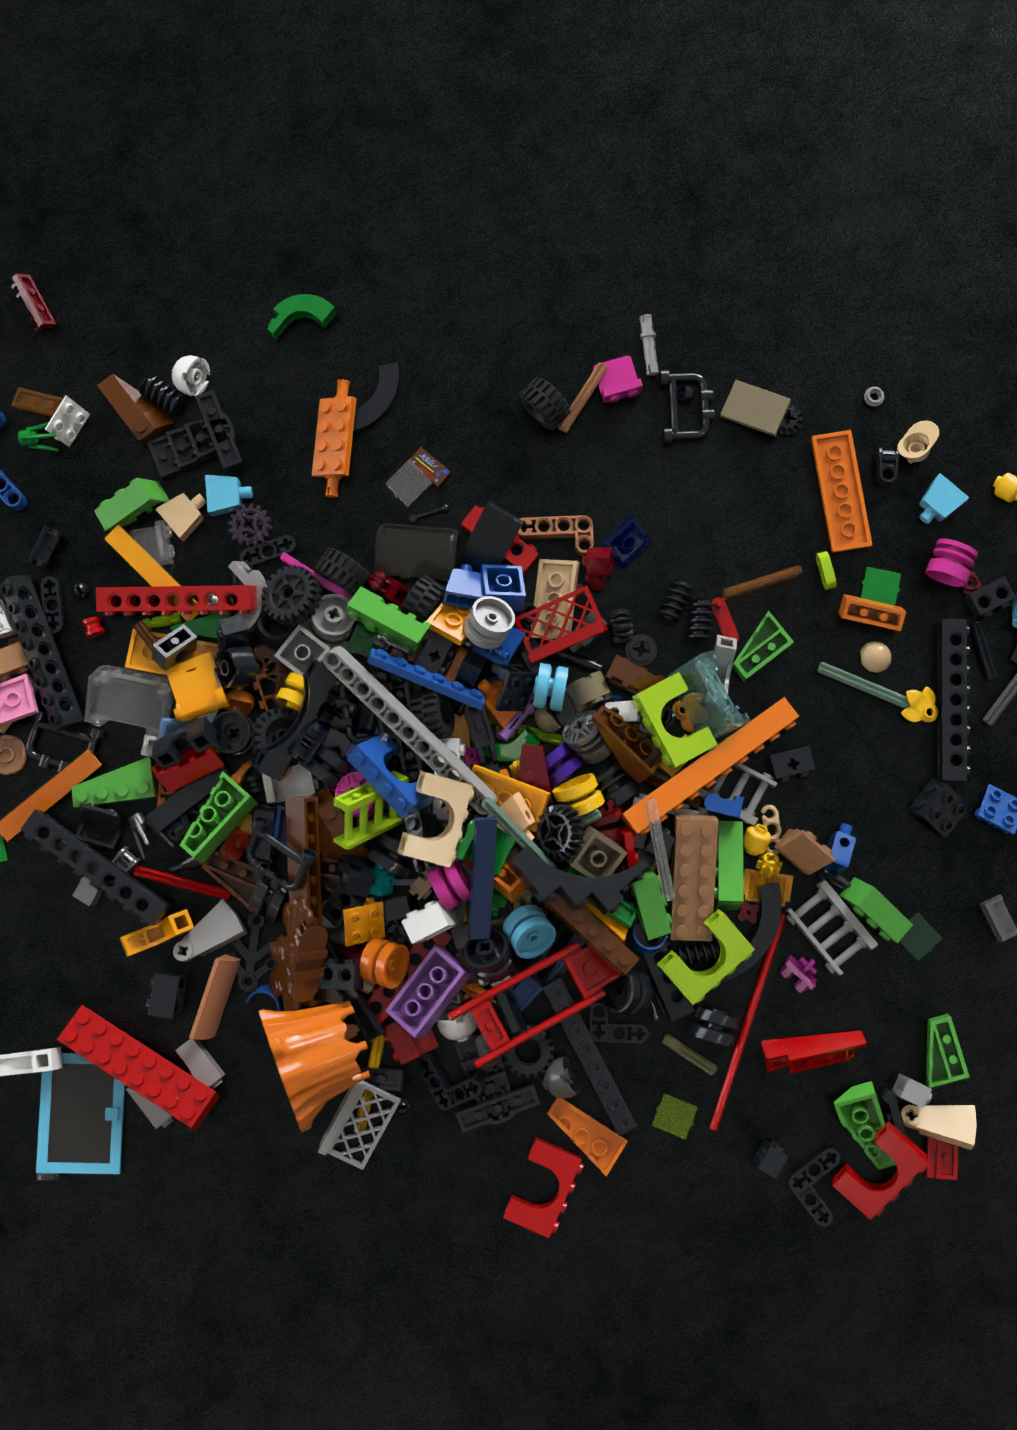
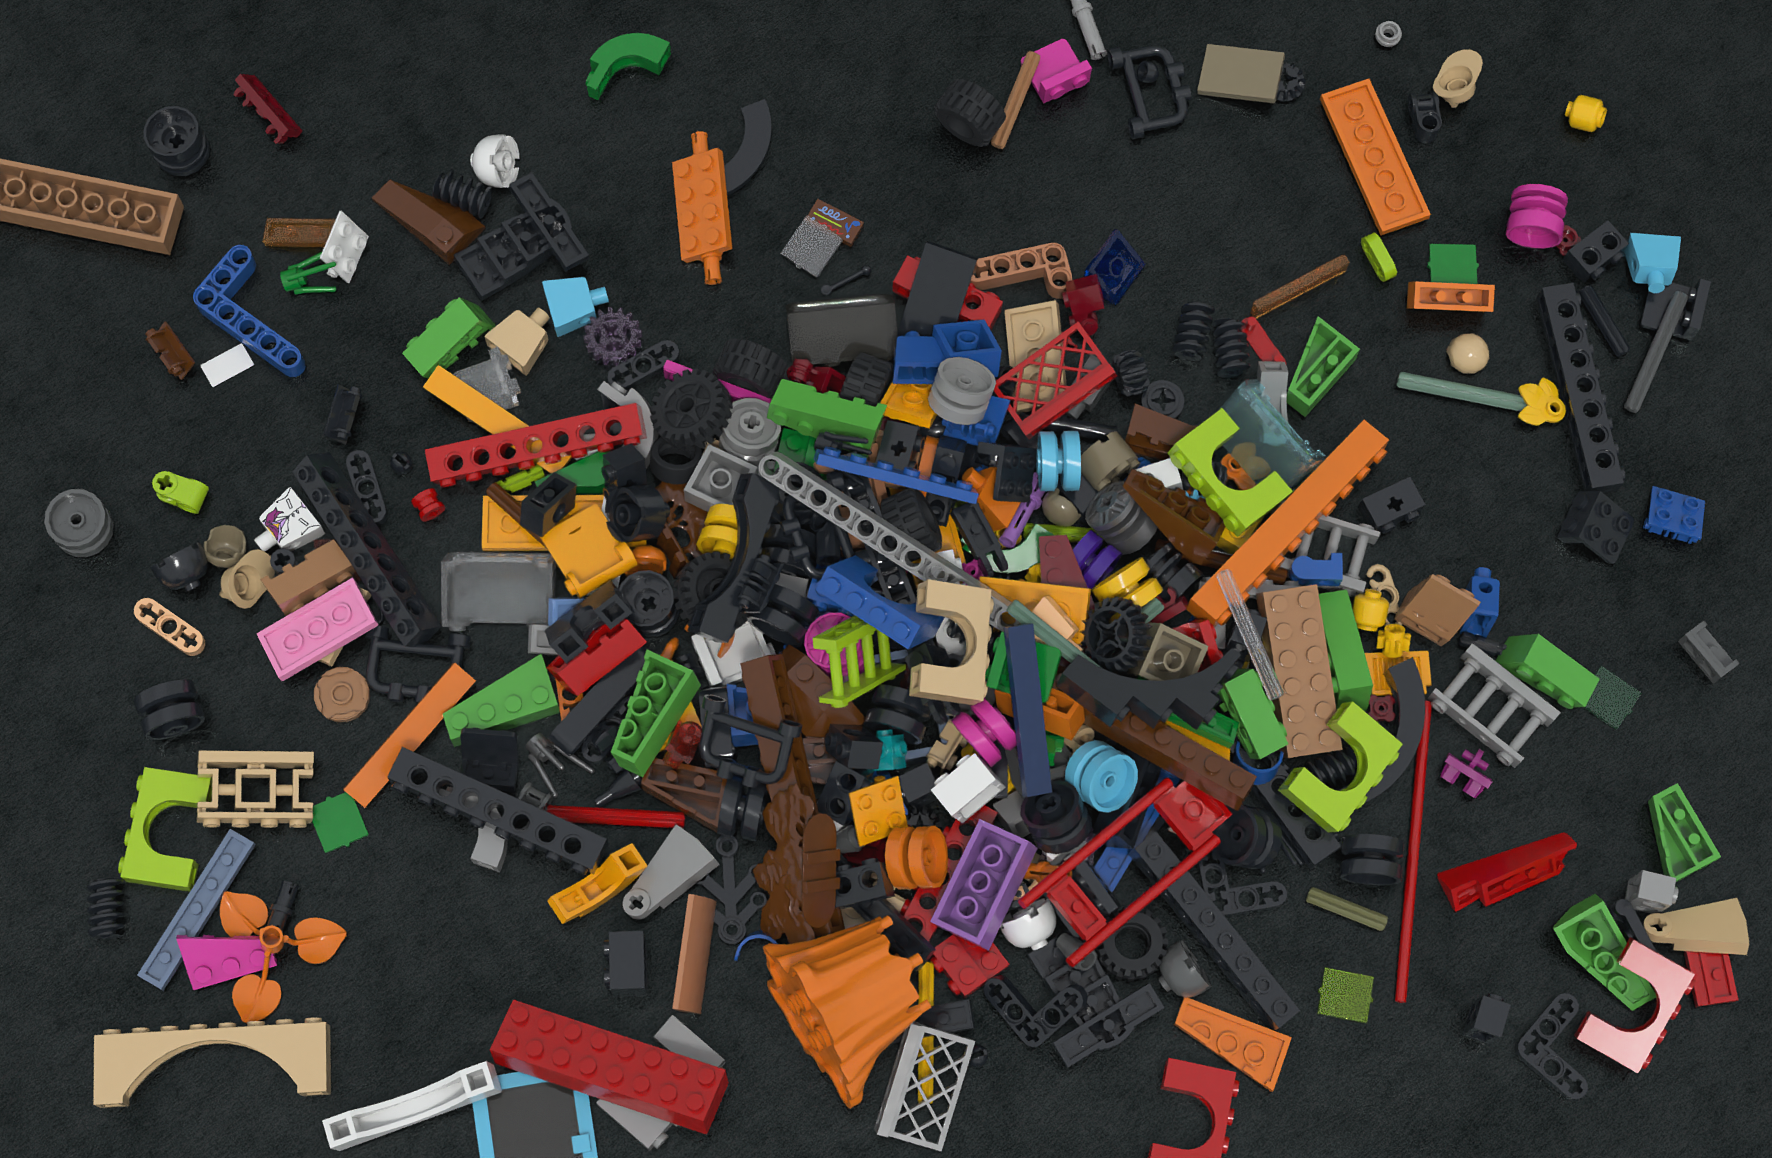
camera: 20 degrees left, 10 degrees down
(941, 499) = (1504, 143): medium azure torso -> none

